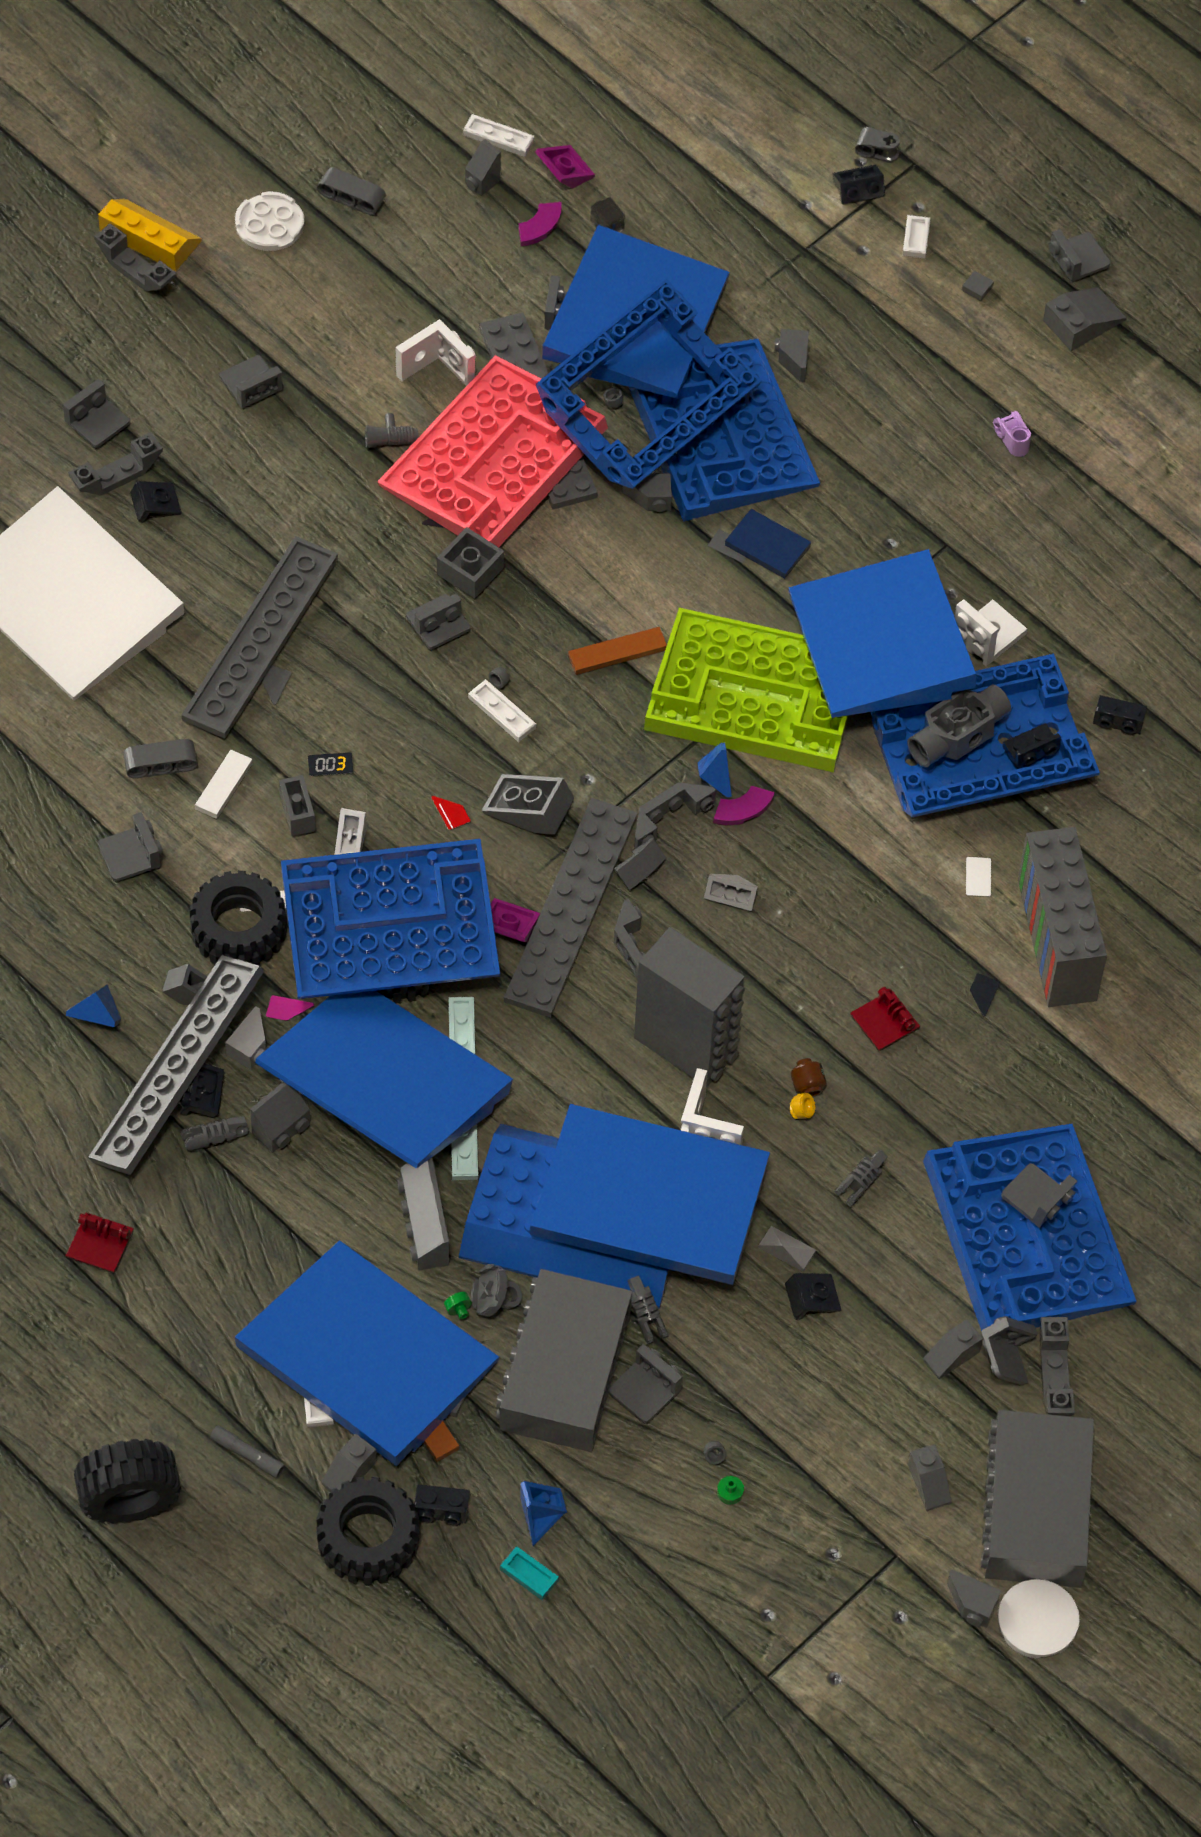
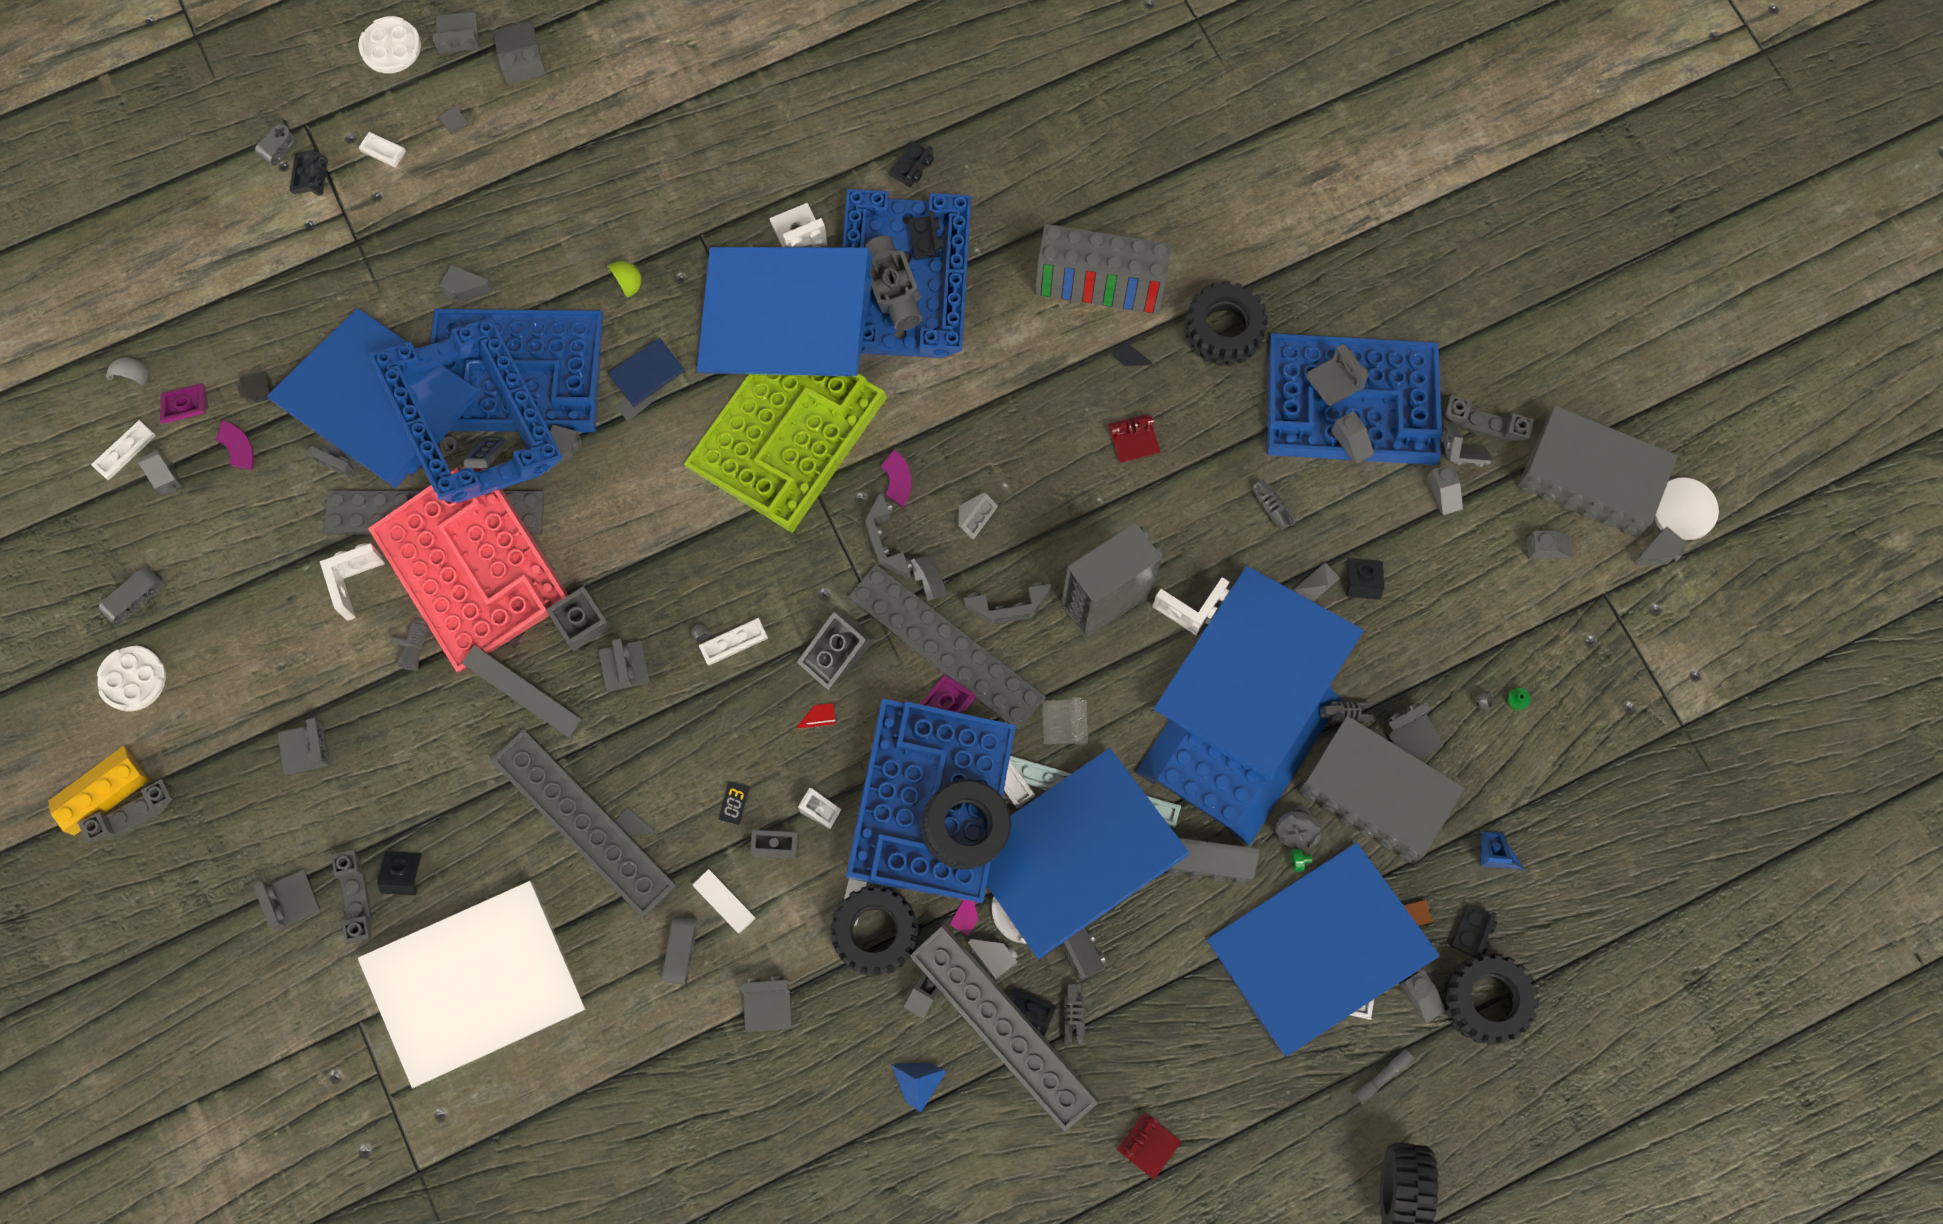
camera: 70 degrees left, 15 degrees up
(363, 914) = (990, 805): none -> black tyre
(377, 541) = (522, 691): none -> dark grey tile
(444, 1006) = (1017, 787): none -> white tile
(529, 1573) = (1551, 880): teal tile -> none
(531, 1040) = (1065, 721): none -> clear hinge
(583, 110) = (129, 368): none -> light grey helmet
(610, 420) = (485, 453): none -> dark grey tile
(617, 650) = (708, 527): dark orange tile -> none
(715, 771) = (861, 486): blue slope -> none
(802, 1106) = (1195, 526): yellow tile -> none
(808, 1077) = (1172, 514): reddish brown head -> none
(865, 490) = (627, 276): none -> lime helmet
(970, 1226) = (1353, 437): none -> dark grey slope
(978, 876) = (1023, 322): white sticker -> none
(1013, 433) = (612, 144): lavender piece -> none
(1038, 204) = (389, 44): none -> white tile
(1053, 1095) = (1231, 299): none -> black tyre

